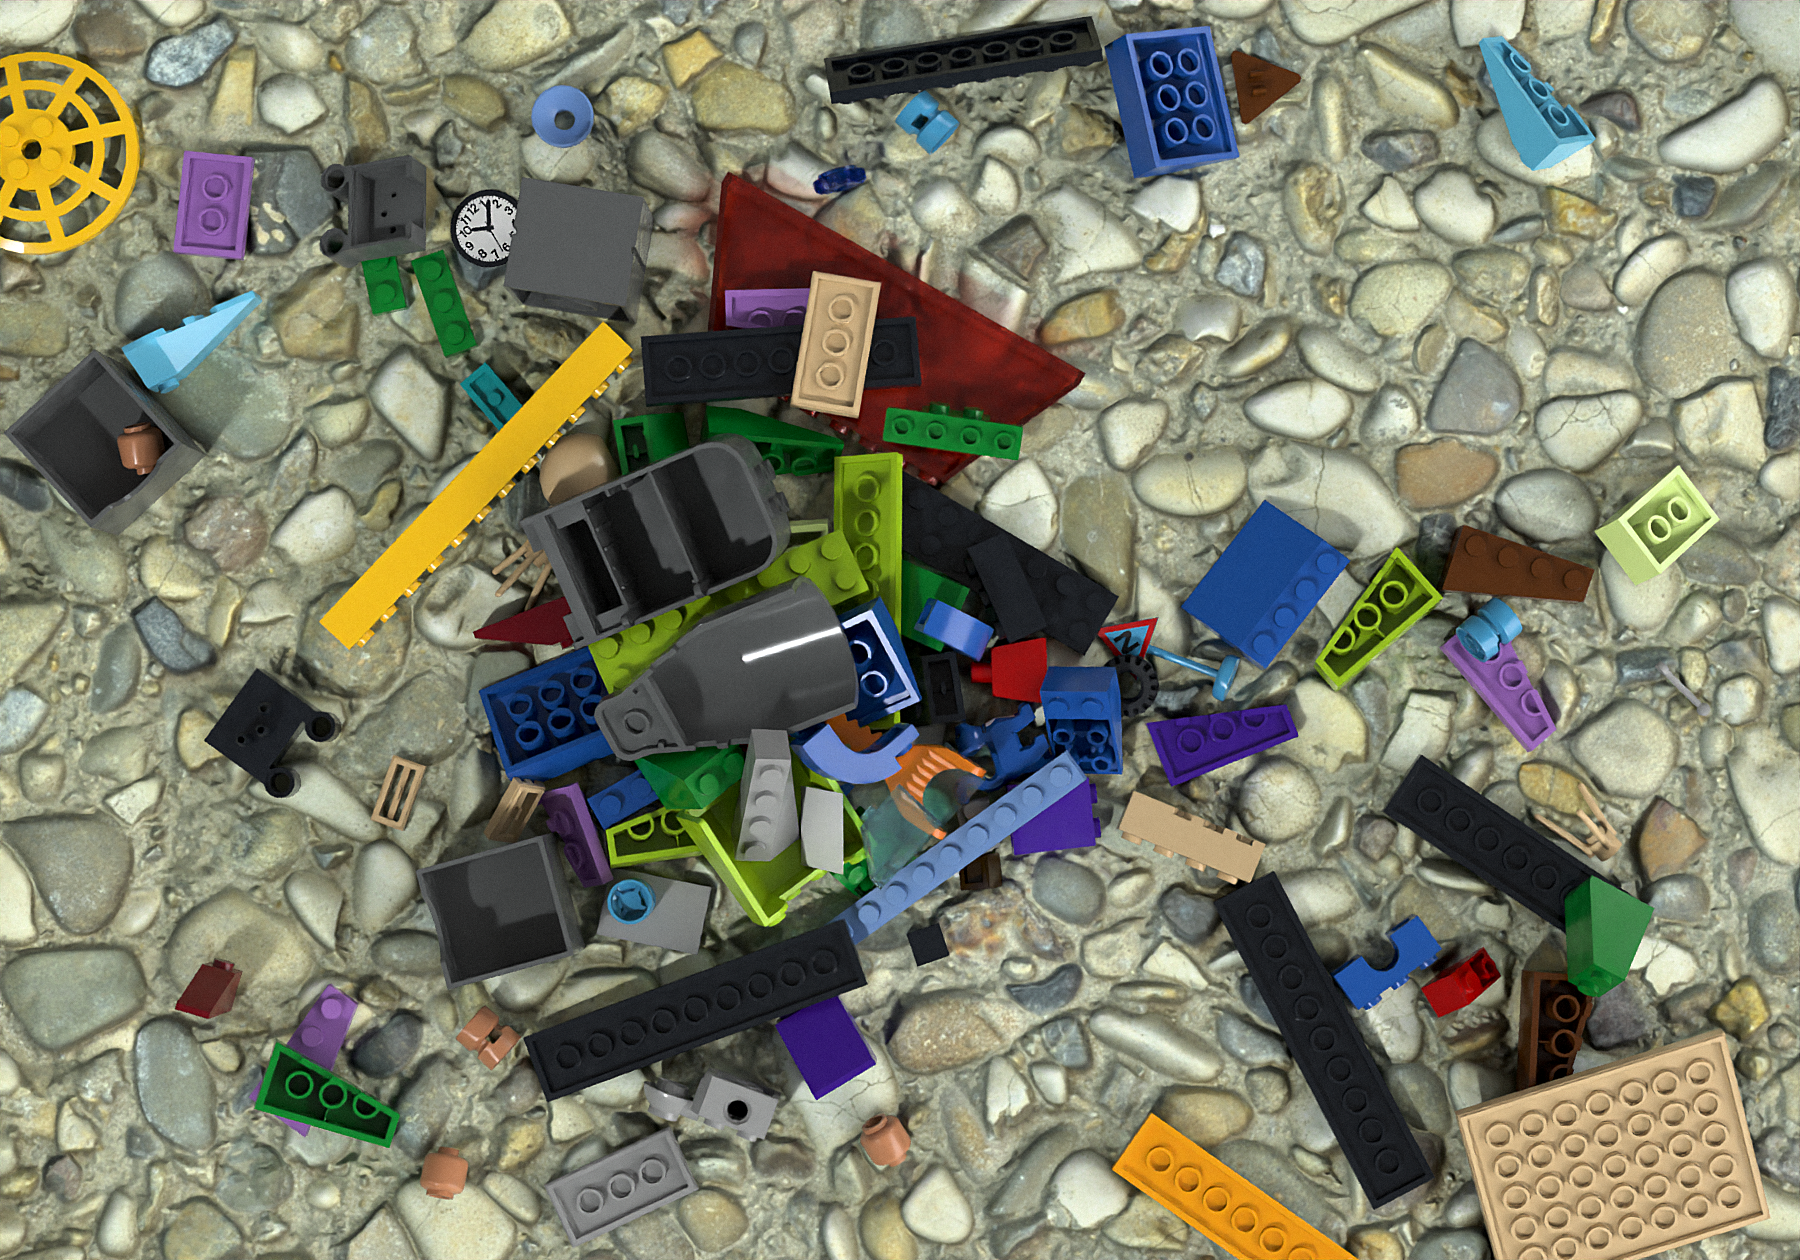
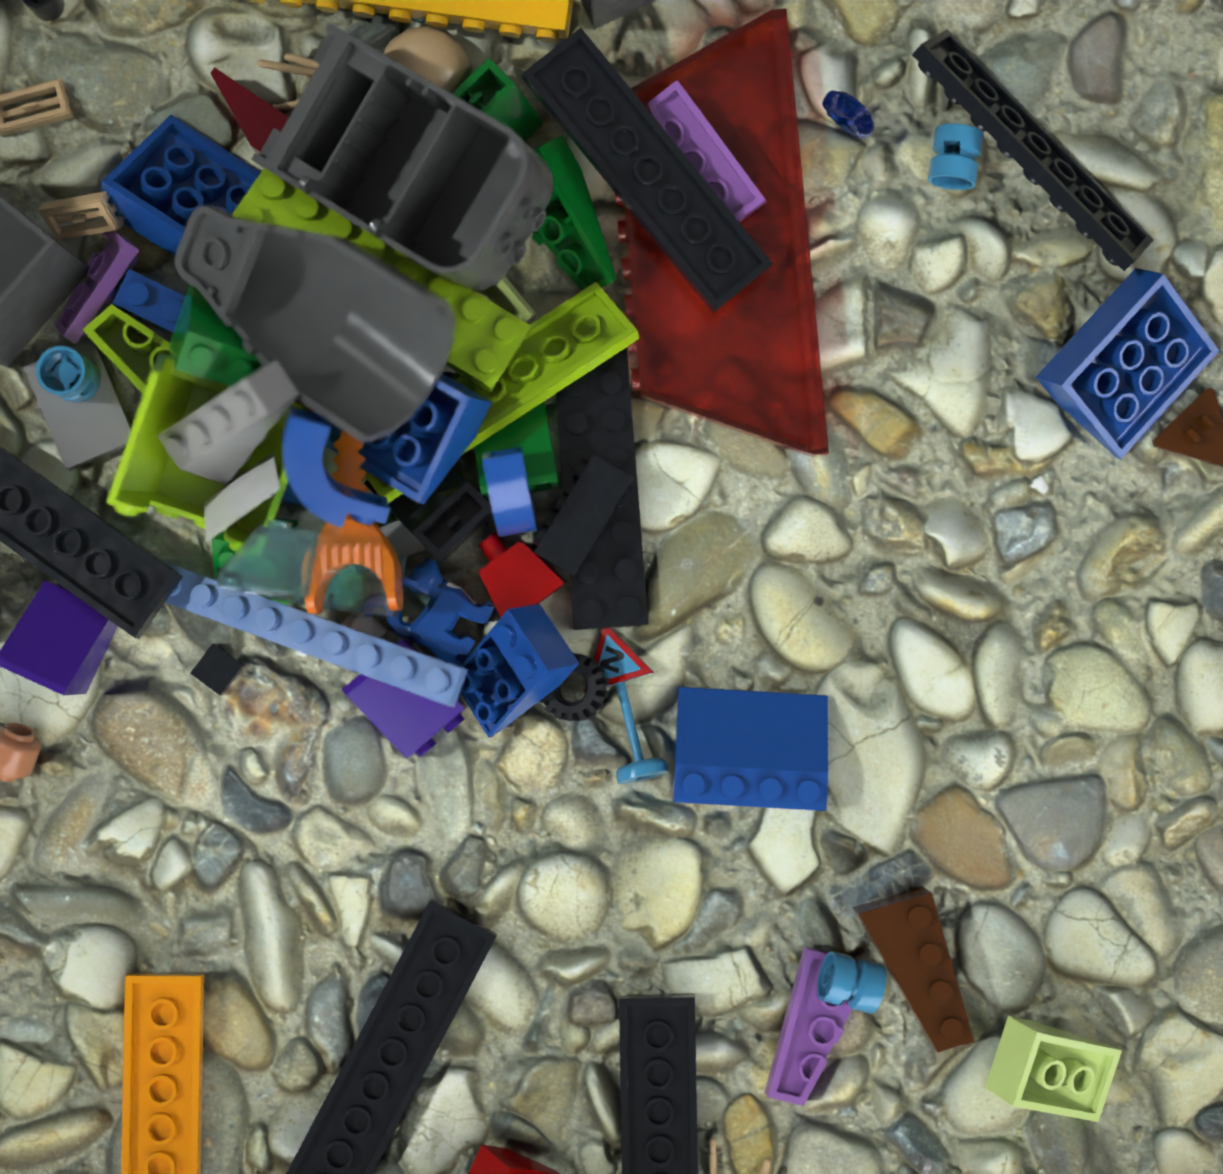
camera: 50 degrees right, 0 degrees up
(835, 344) = (696, 207): tan tile -> none
(953, 430) = (692, 369): green bracket -> none
(982, 873) = (315, 674): dark brown slope -> none
(1191, 837) = (473, 840): tan wedge -> none
(1211, 741) = (575, 798): dark purple wing -> none
(1381, 616) = (800, 875): lime wedge -> none
(1412, 948) = (511, 1112): blue arch -> none

